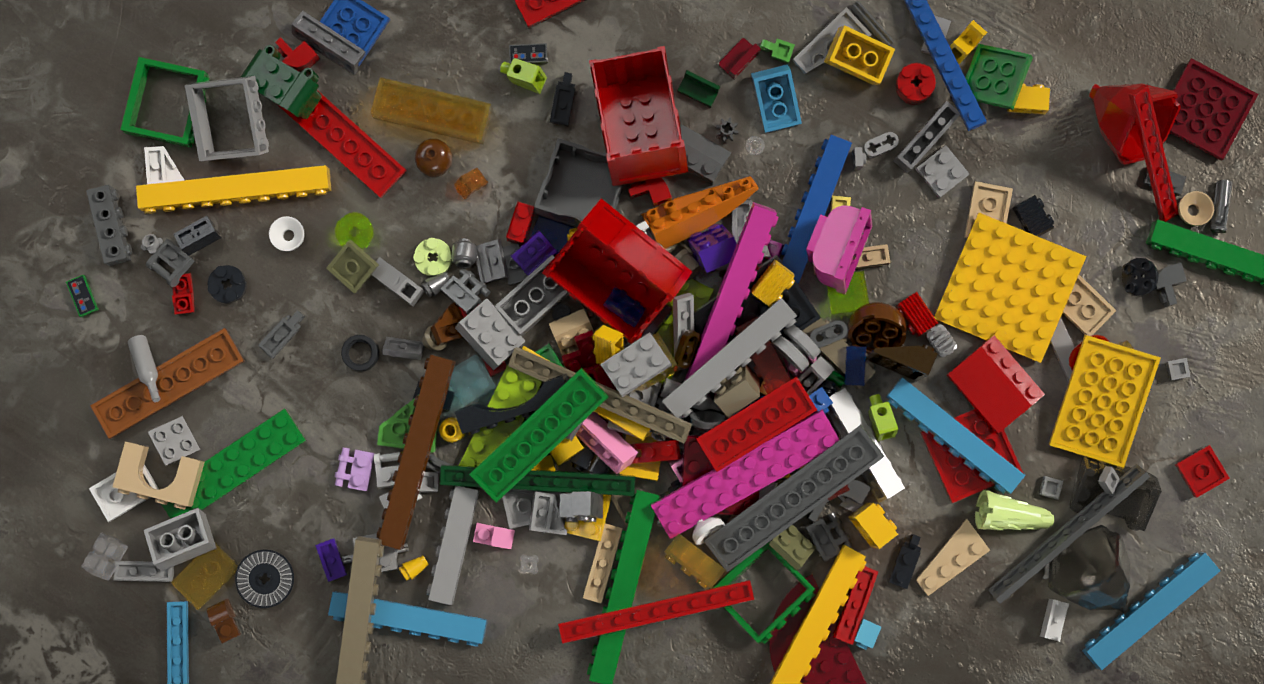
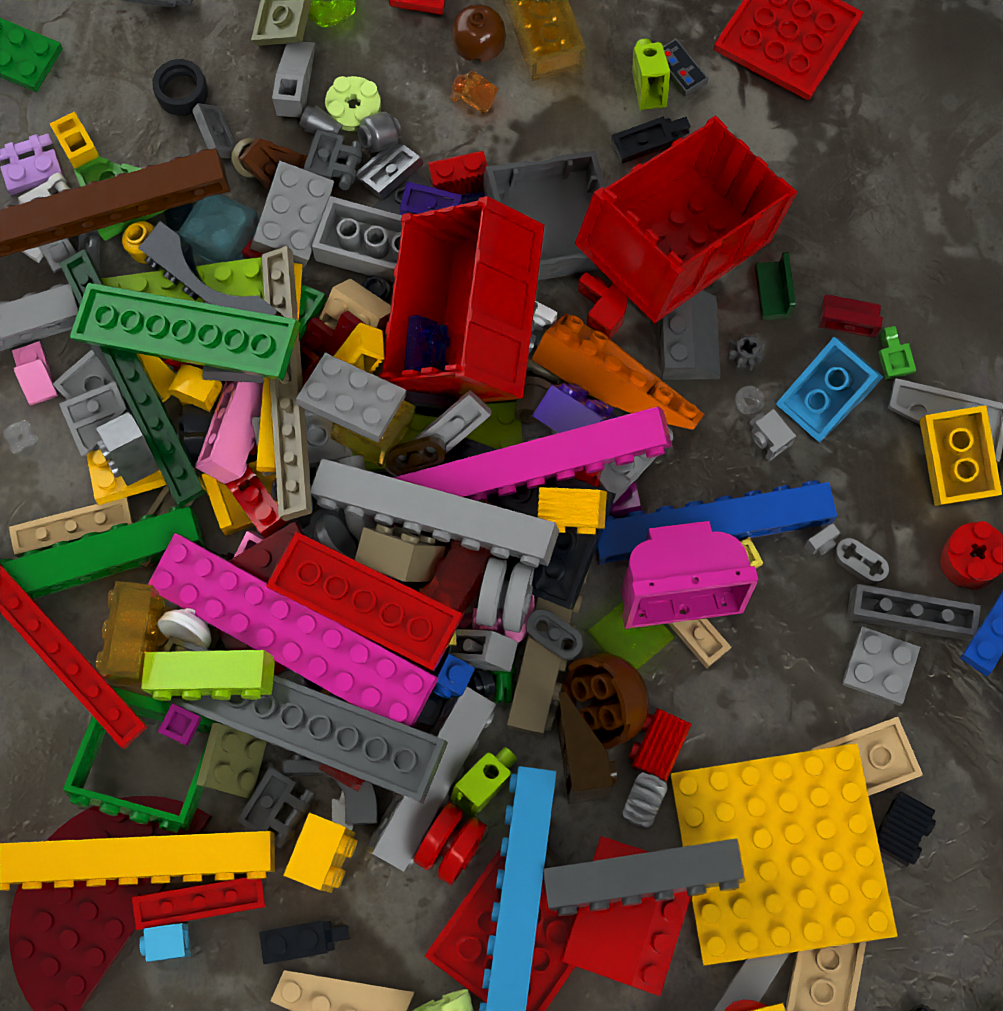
camera: 60 degrees right, 10 degrees down
(360, 434) = (74, 140): none -> yellow brick
(742, 531) = (208, 673): none -> lime brick
(759, 561) = (180, 724): none -> magenta plate
(782, 146) = (771, 433): none -> light grey brick
(855, 366) = (532, 698): clear blue tile -> none
(905, 455) = (453, 845): none -> red wheel
(983, 365) = (644, 876): none -> dark grey brick

